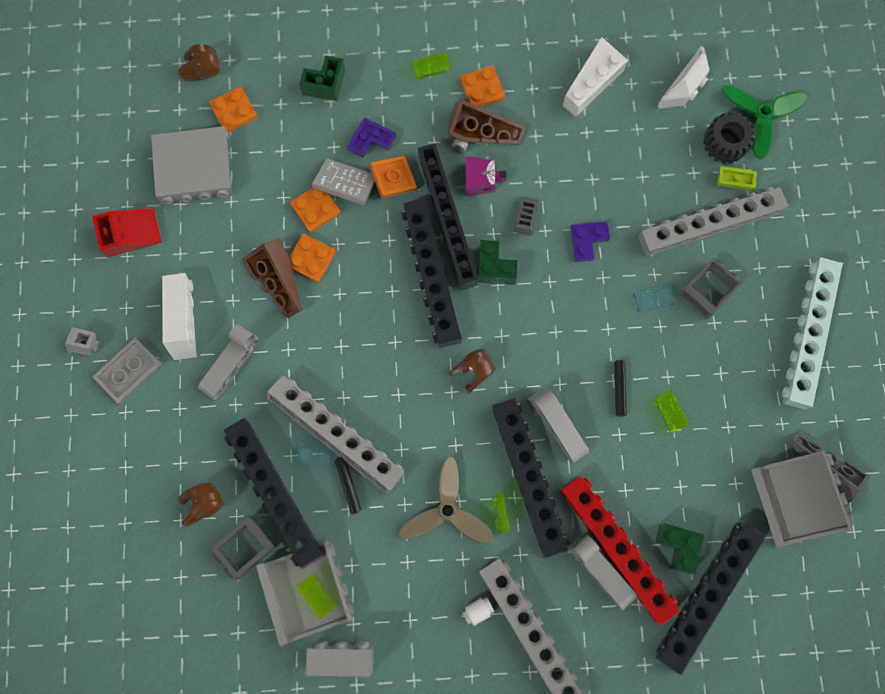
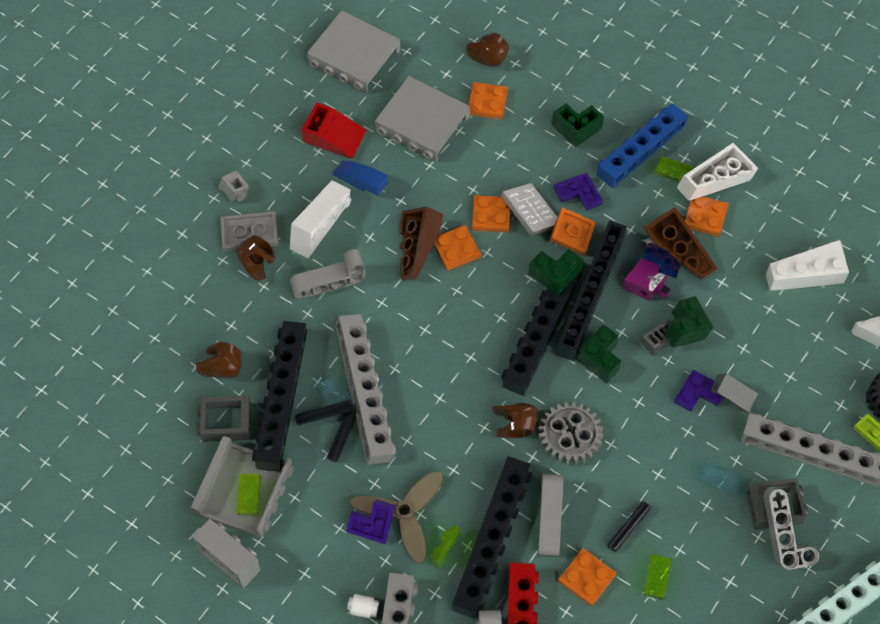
camera: 40 degrees right, 15 degrees down
(82, 144) = (352, 50): none -> light grey panel
(150, 392) = (252, 255): none -> reddish brown helmet
(183, 253) = (361, 176): none -> blue slope
(319, 480) = (324, 412): none -> black axle
(392, 20) = (652, 137): none -> blue brick
(411, 226) = (556, 274): none -> dark green brick
(436, 541) = (375, 526): none -> dark purple plate
(469, 43) = (718, 173): none -> white wedge
(482, 150) = (668, 264): none -> clear blue slope
(529, 332) = (586, 427): none -> light grey gear
(542, 187) = (689, 323): none -> dark green brick
(617, 222) = (734, 391): none -> hinge
(621, 452) = (587, 577): none -> orange plate
(745, 318) = (785, 526): none -> light grey beam

